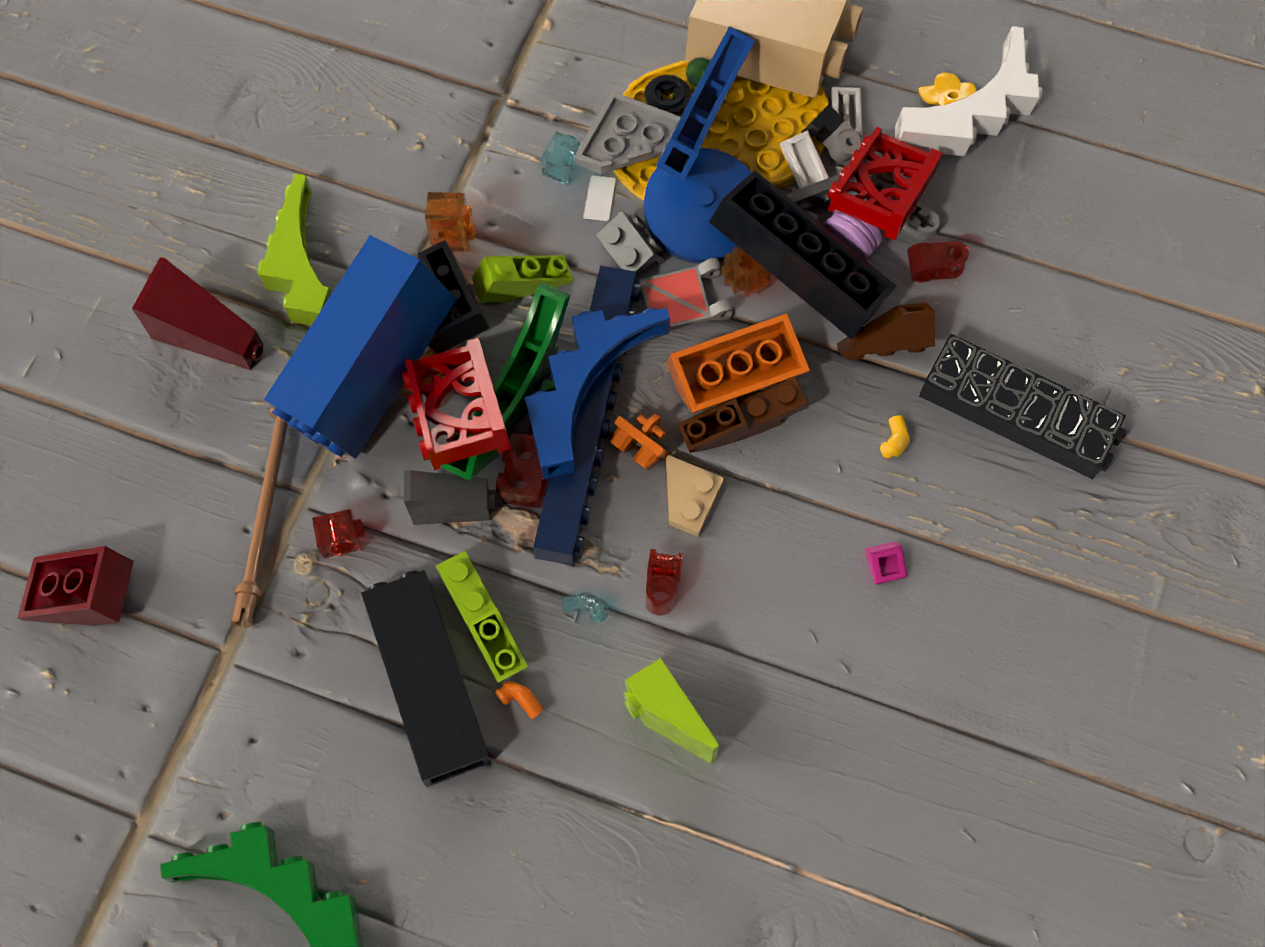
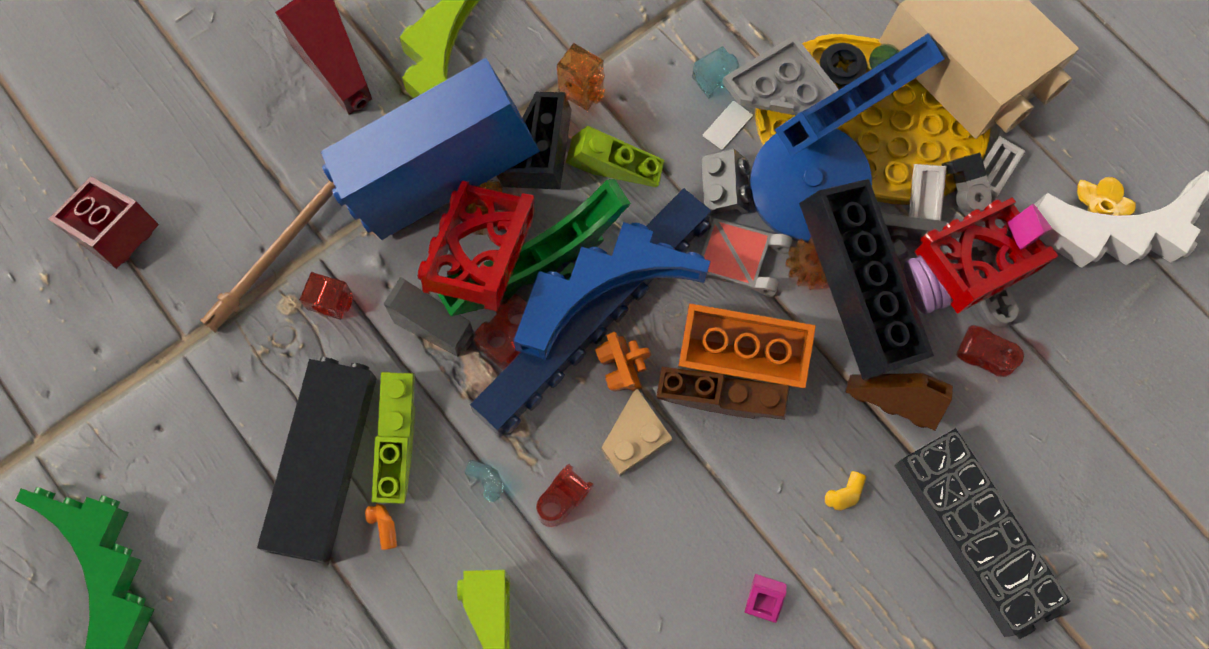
camera: 30 degrees right, 5 degrees up
(905, 141) = (1028, 226): none -> dark pink slope

